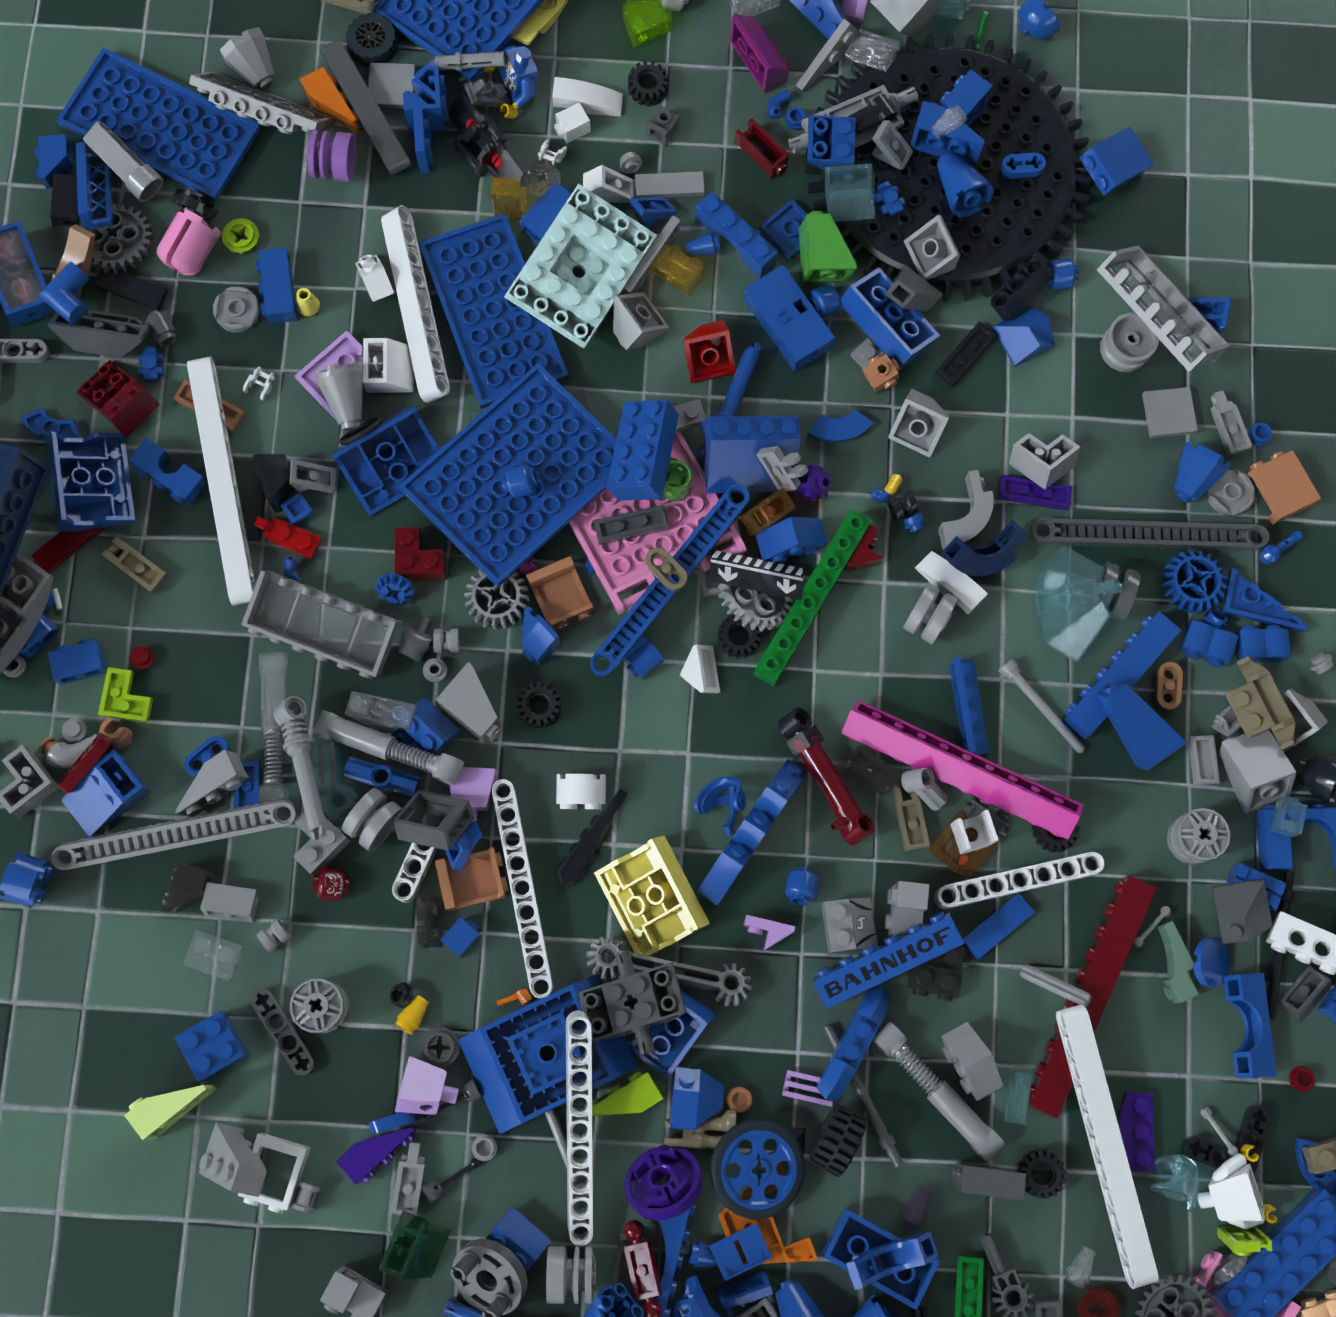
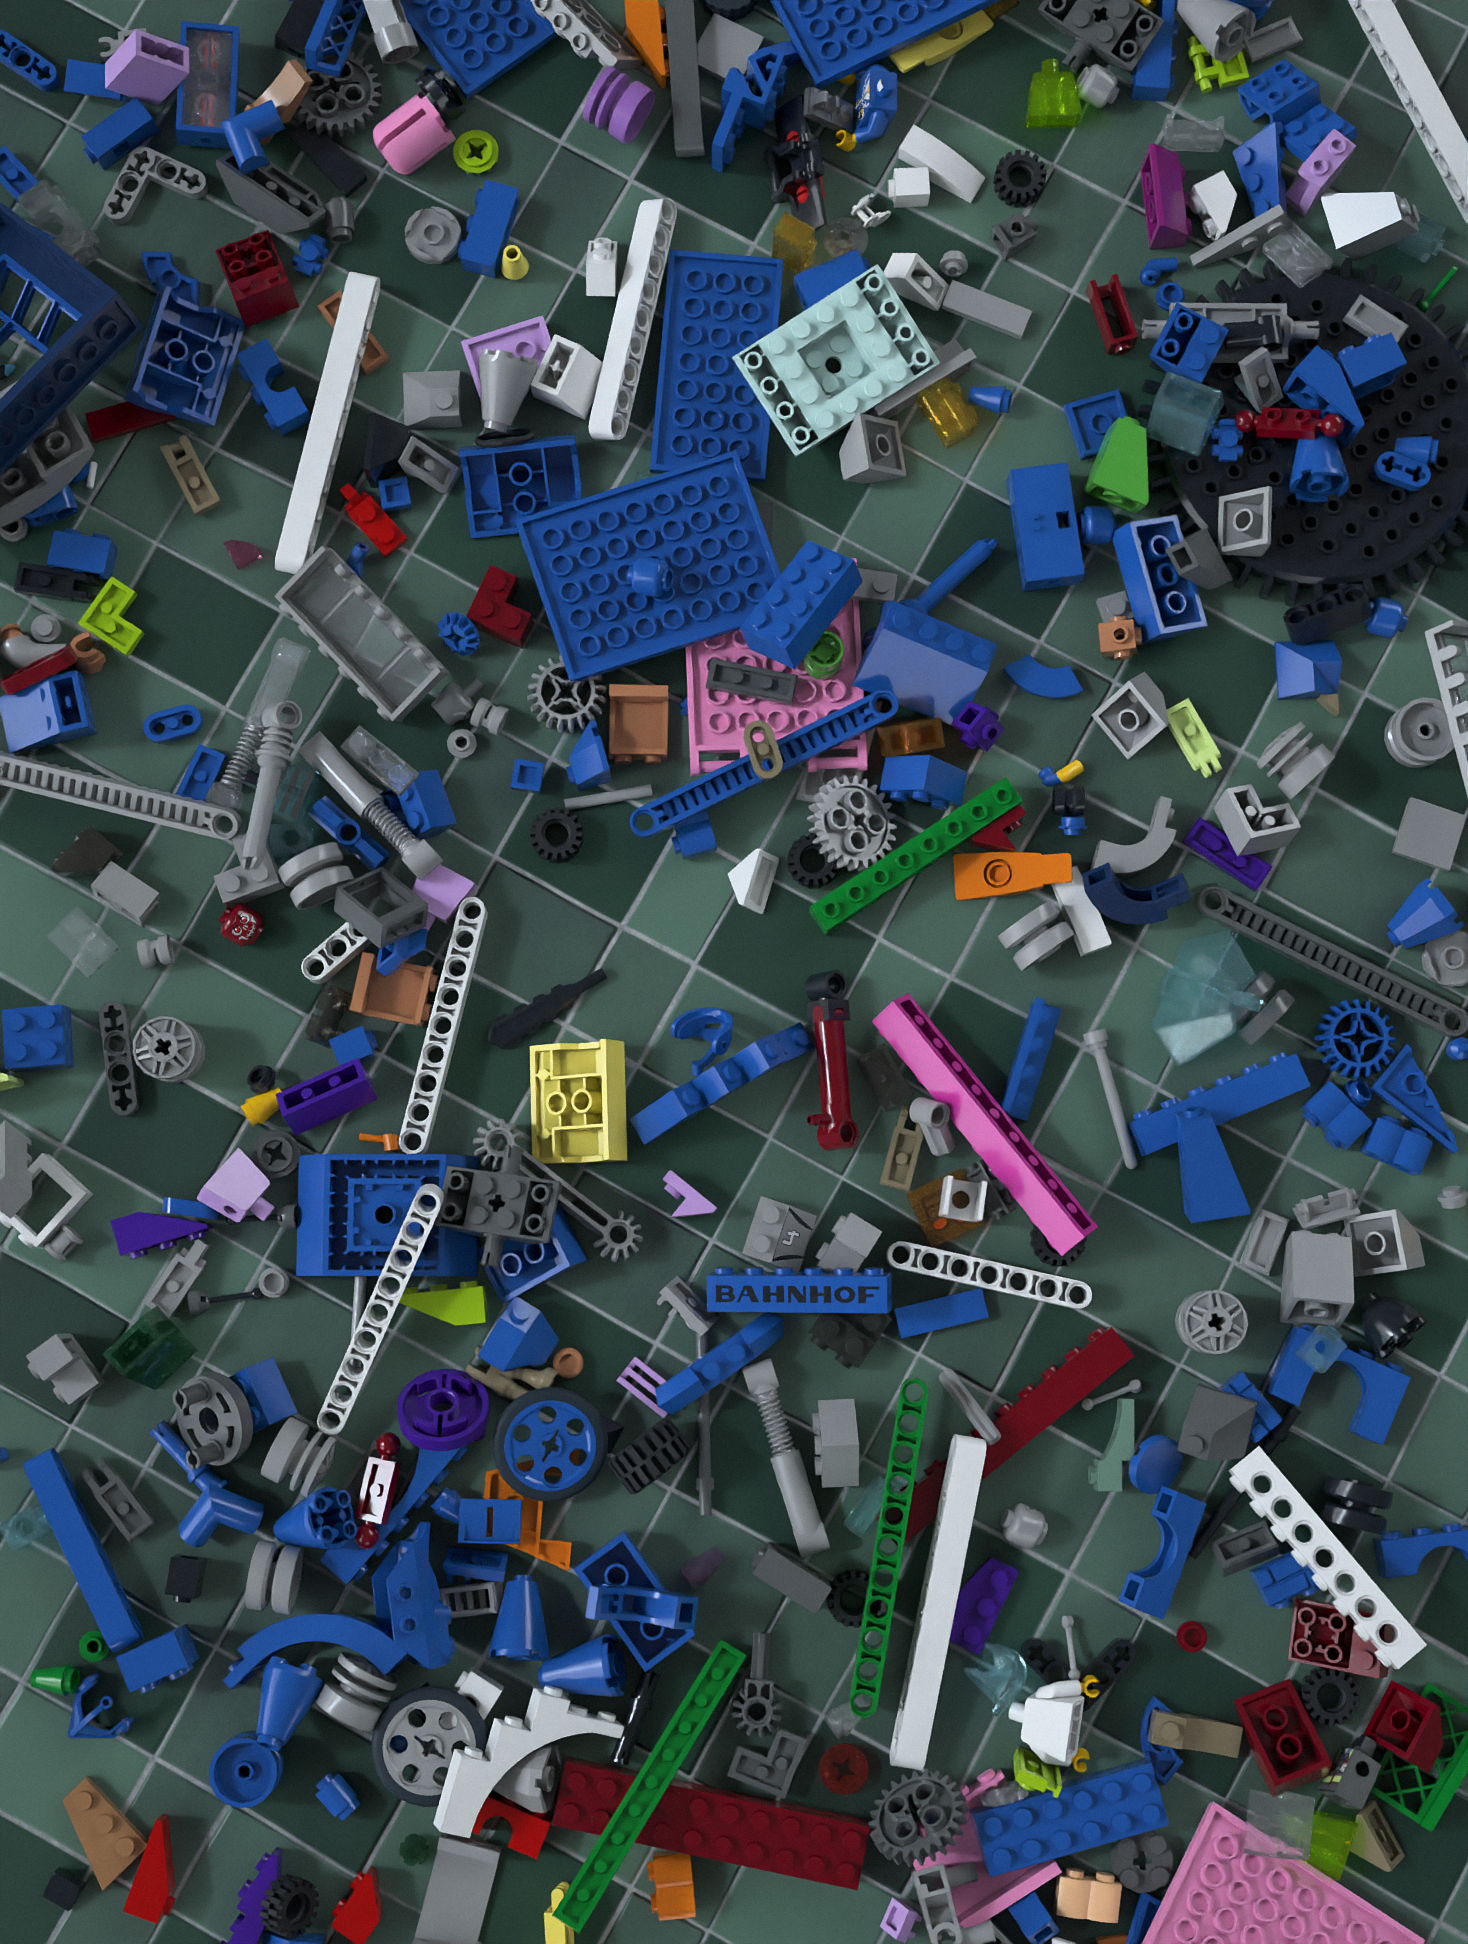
camera: 25 degrees right, 5 degrees up
(65, 692) = (53, 582): none -> black hinge
(142, 657) = (153, 582): dark red plate -> none
(200, 605) = (242, 553): none -> clear pink tile
(215, 778) = (170, 752): light grey slope -> none
(252, 379) = (413, 324): white piece -> none
(292, 428) = (432, 399): none -> light grey slope
(458, 984) = (326, 1096): none -> dark purple brick
(469, 705) = (481, 800): light grey slope -> none
(476, 60) = (816, 60): light grey pin -> none
(496, 671) = (527, 776): none -> blue plate
(527, 568) = (616, 676): magenta plate -> none
(564, 659) = (608, 797): none -> light grey bar
(580, 790) = (555, 949): white brick -> none
(652, 208) = (951, 329): blue slope -> none
(709, 352) = (935, 524): red slope -> none
(720, 218) = (1041, 419): blue arch -> none
(756, 574) = (862, 802): black sticker -> none
(779, 467) = (947, 695): light grey hinge -> none
(795, 41) = (1213, 202): none -> white slope
(801, 886) = (746, 1167): blue head -> none
(810, 1011) = (689, 1306): none -> light grey plate
(885, 578) = (1008, 873): none -> orange piece
(929, 165) = (1289, 423): none -> dark red plate
(948, 70) = (1372, 319): none -> light grey tile
(951, 120) = (1334, 383): clear cone -> none
(966, 354) = (1228, 660): black tile -> none
(970, 420) = (1193, 738): none -> yellowish green hinge
(1028, 143) = (1418, 448): none -> blue cone
(1051, 401) = (1295, 760): none -> light grey wheel
(1053, 351) = (1330, 703): none -> dark tan piece
(1059, 1130) = (890, 1561): none -> green beam
(1139, 1056) = (1024, 1525): none -> light grey head
(1169, 687) = (1265, 1142): medium nougat plate -> none
(1261, 704) = (1356, 1211): dark tan plate -> none

